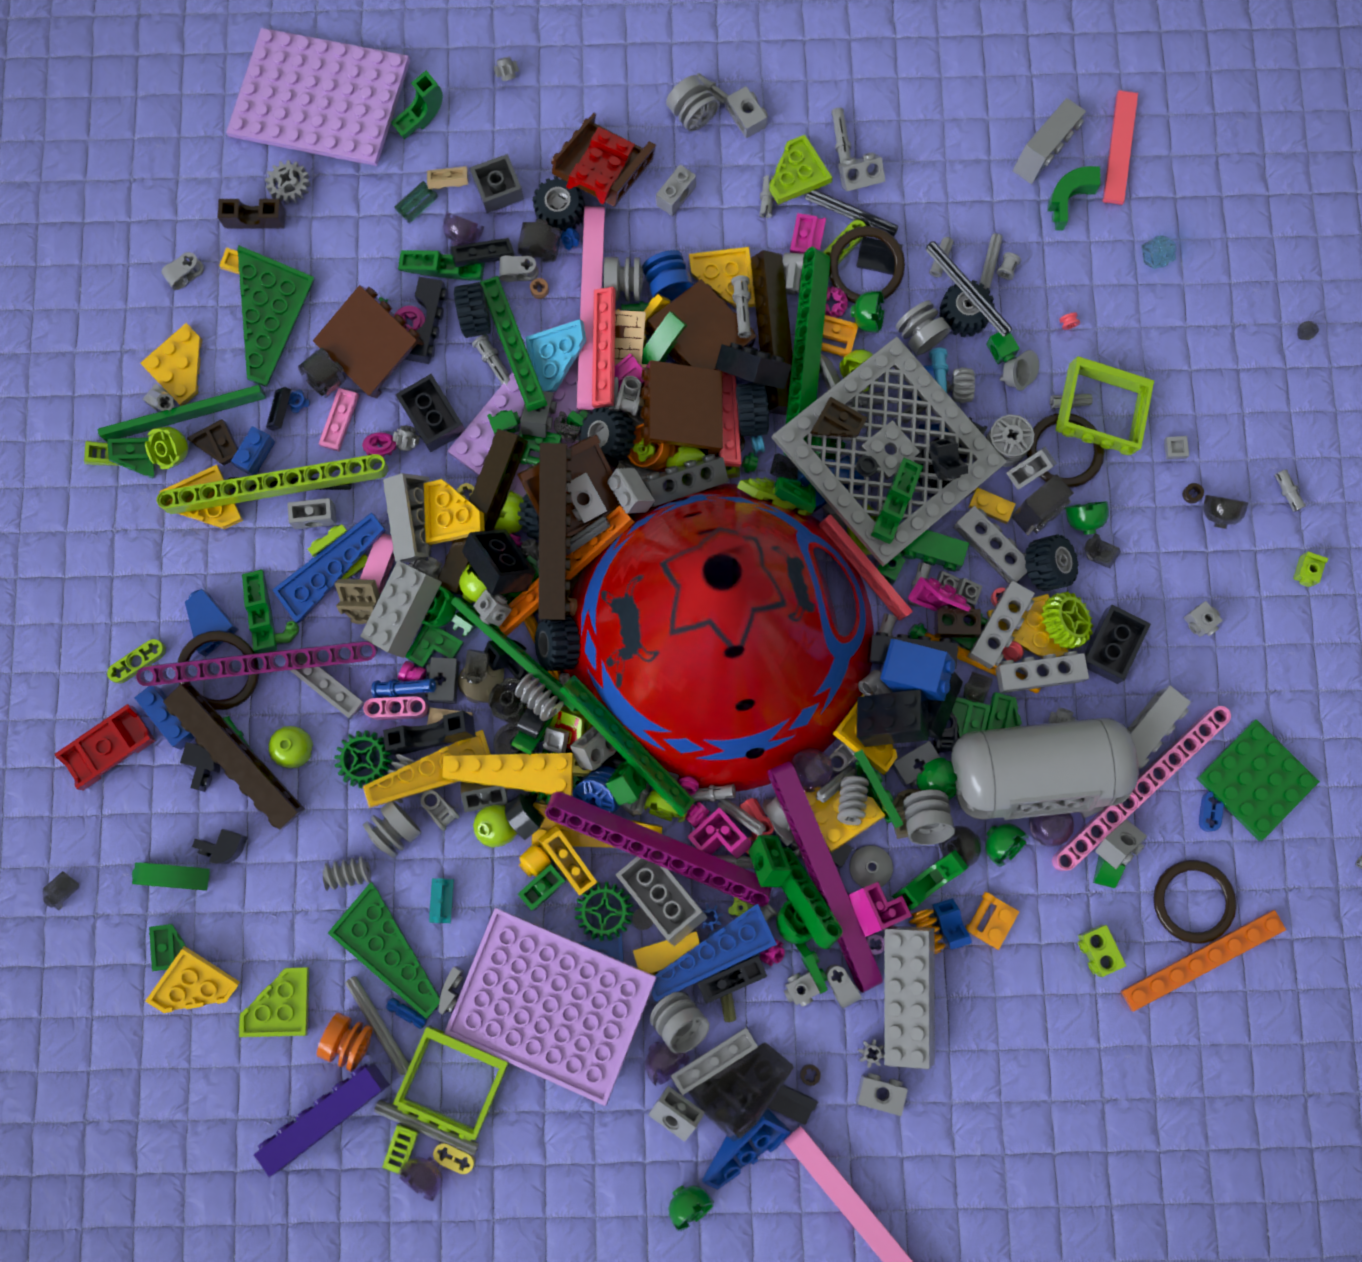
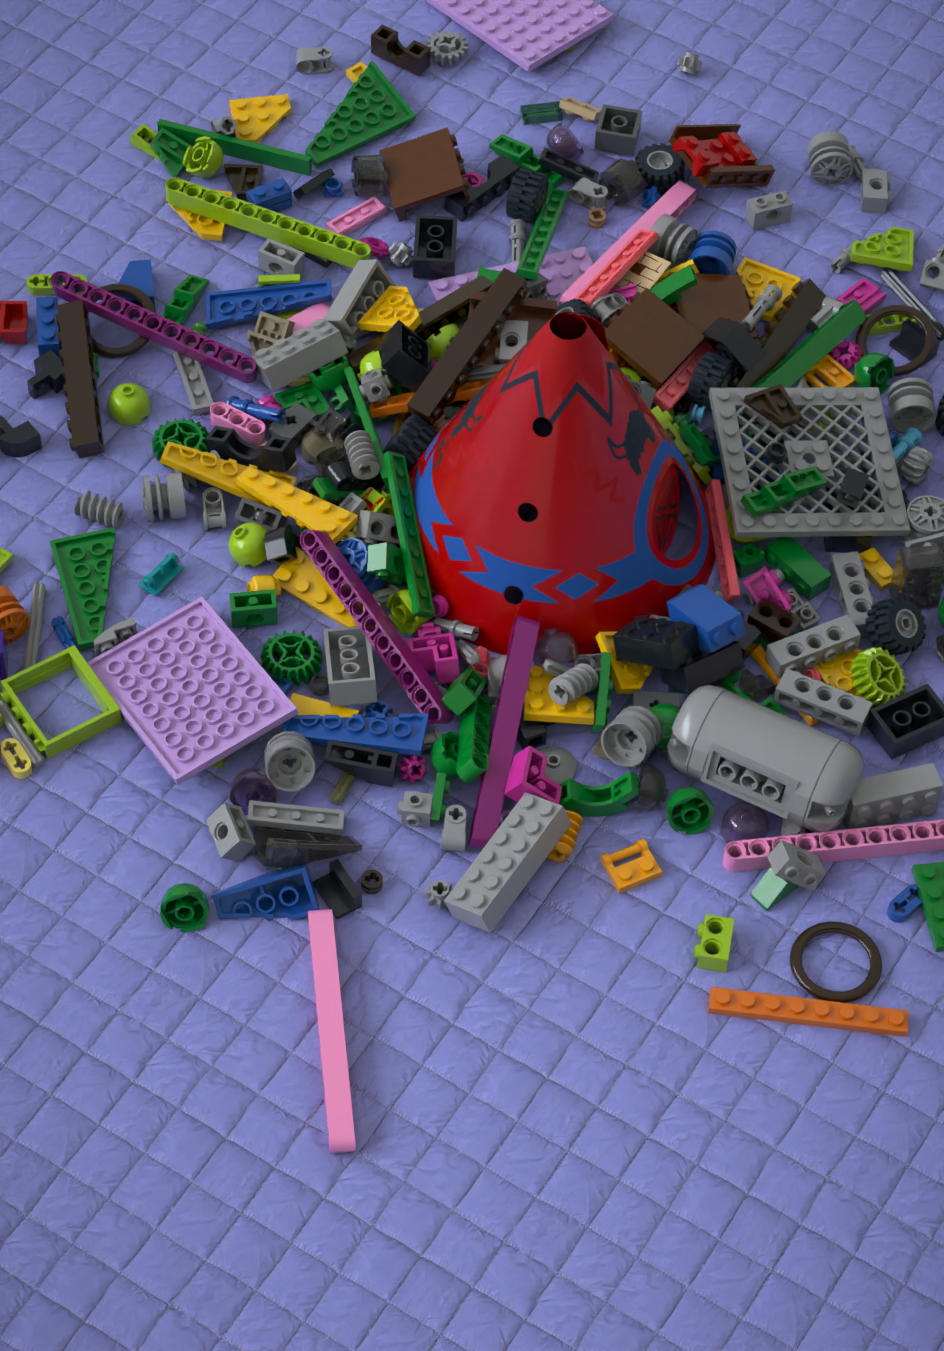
camera: 30 degrees right, 25 degrees down
(422, 109) = (598, 53): green arch -> none
(555, 352) = (573, 254): medium azure plate -> none
(567, 860) = (291, 596): yellow brick -> none
(892, 1103) = (428, 942): light grey brick -> none
(951, 924) = (590, 841): blue brick -> none

